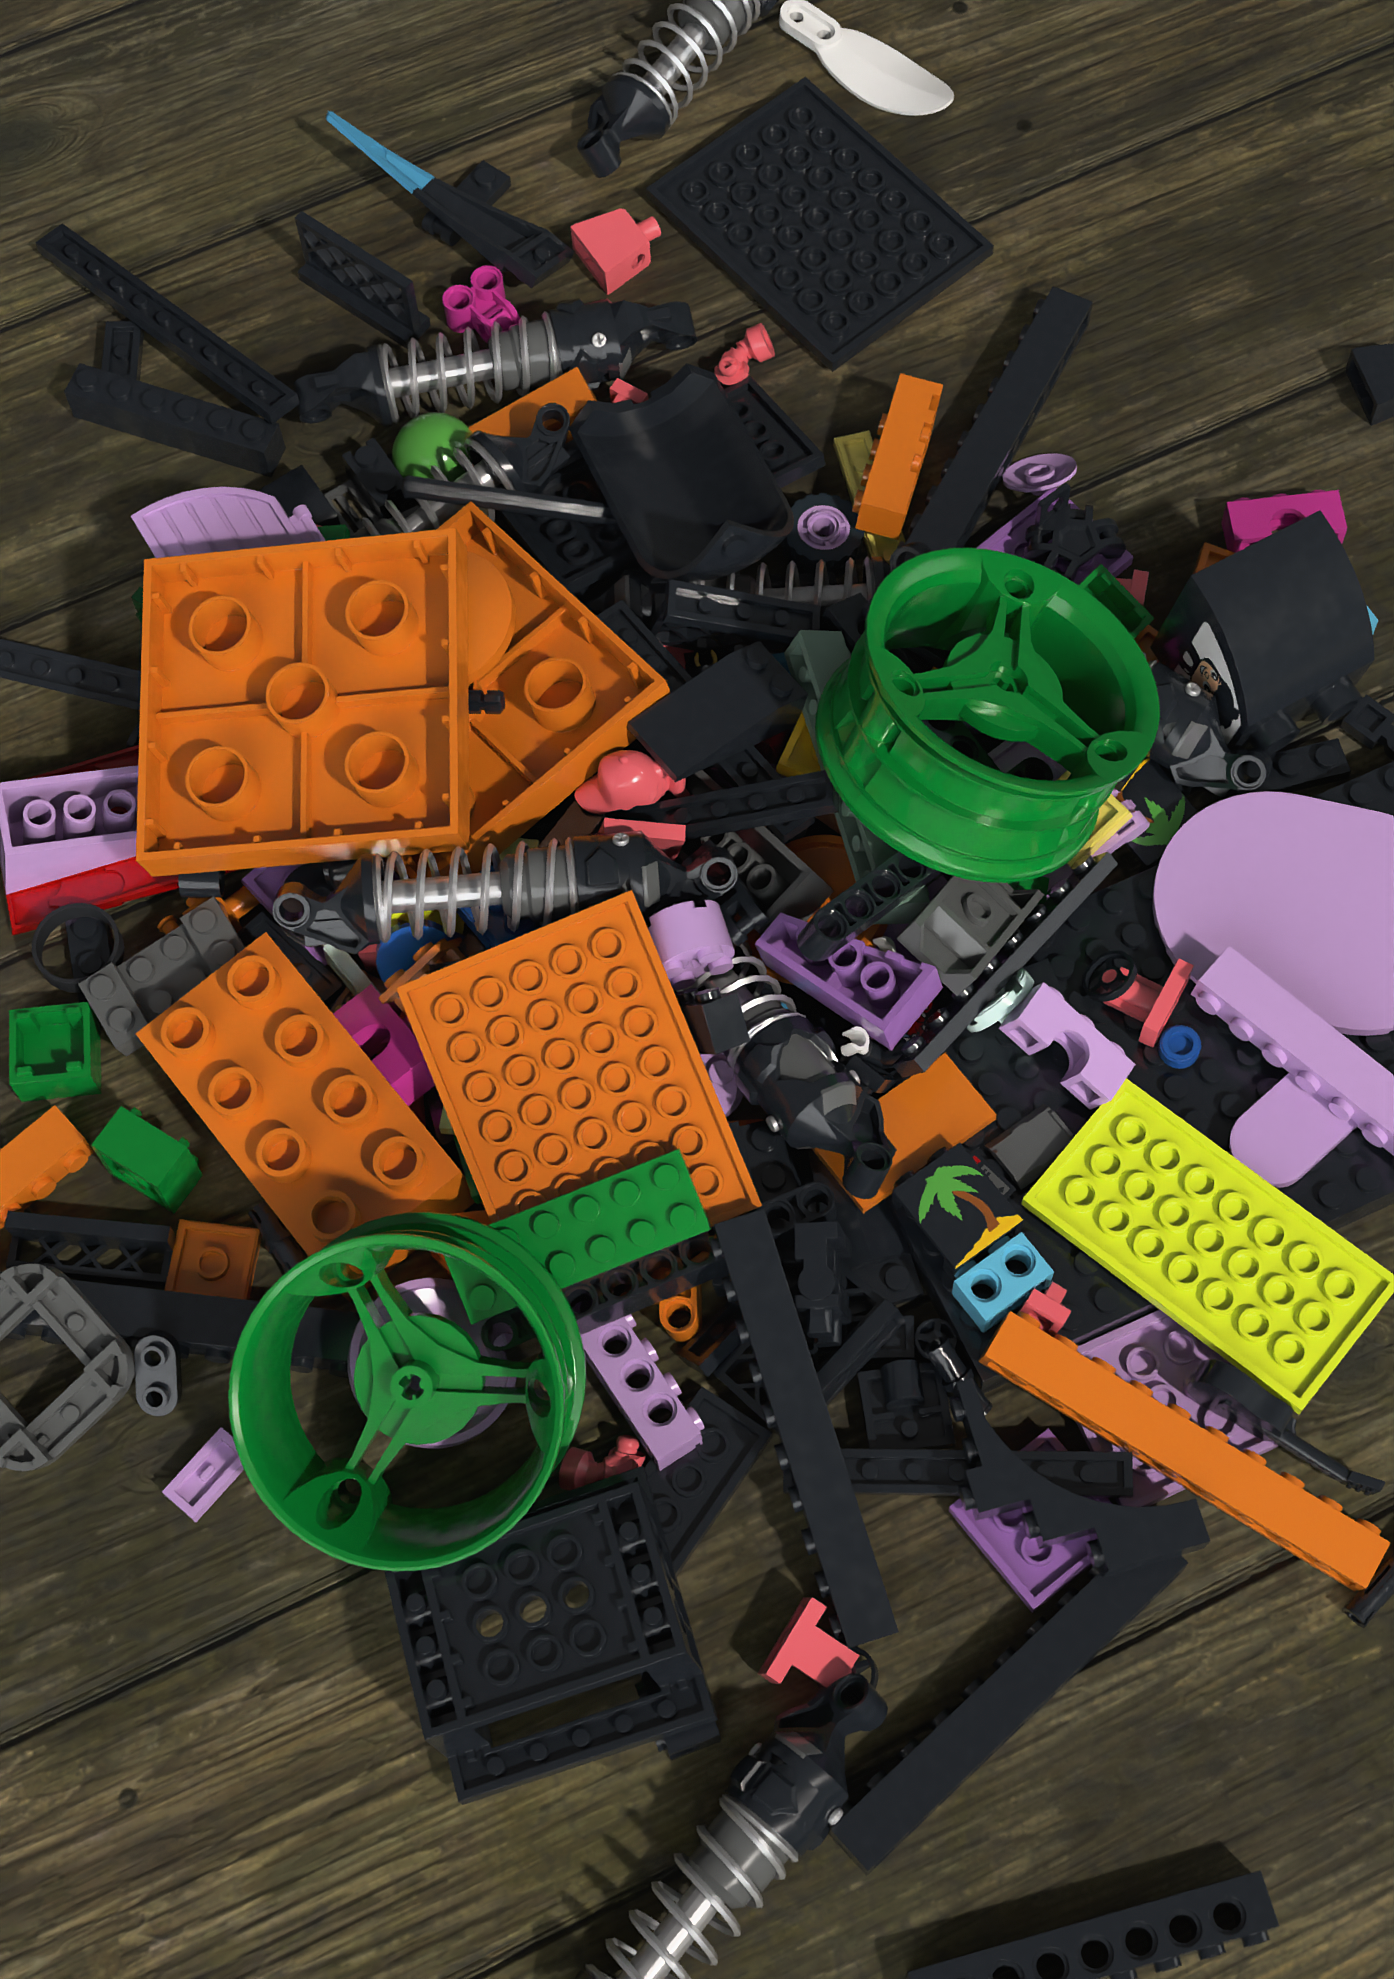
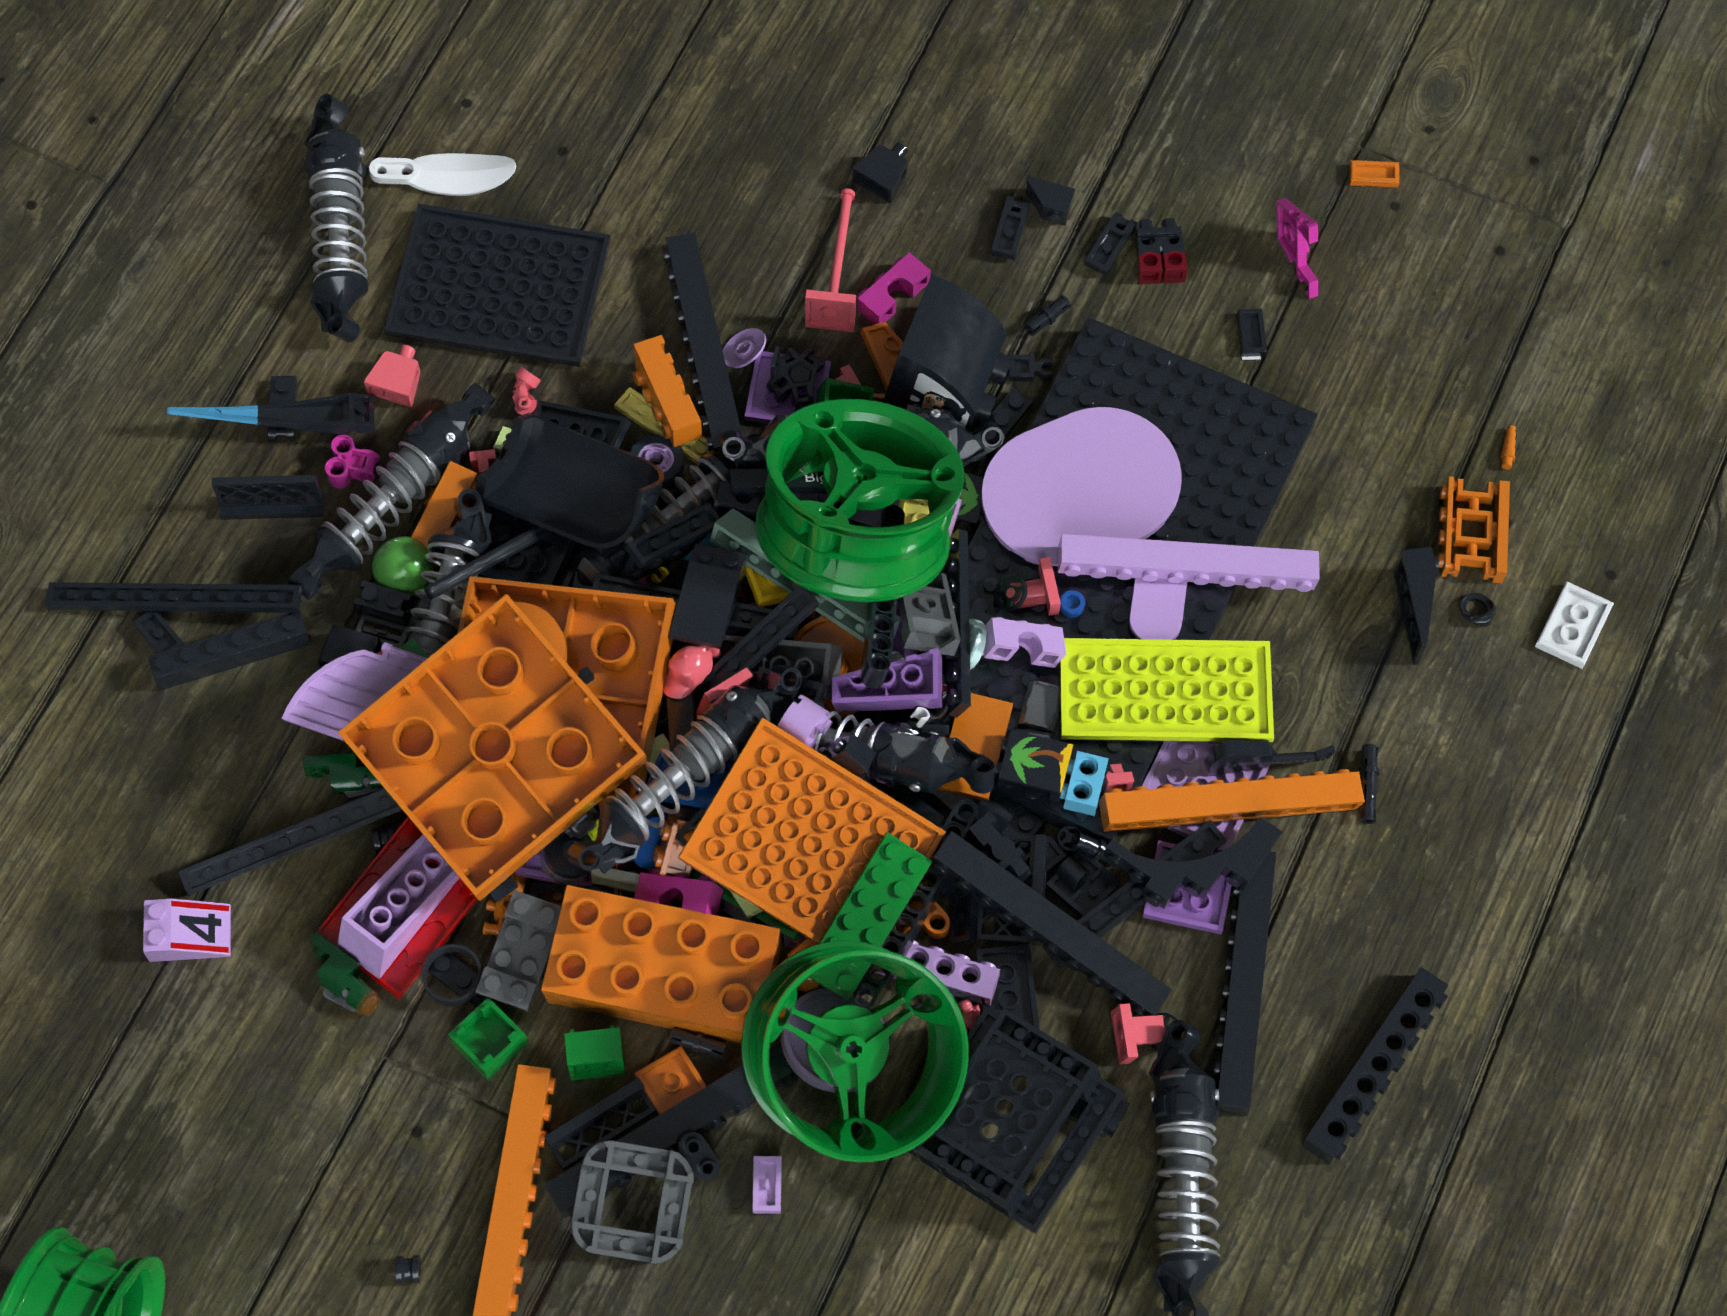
camera: 45 degrees left, 0 degrees up
(1187, 496) = (834, 309): none -> coral tile

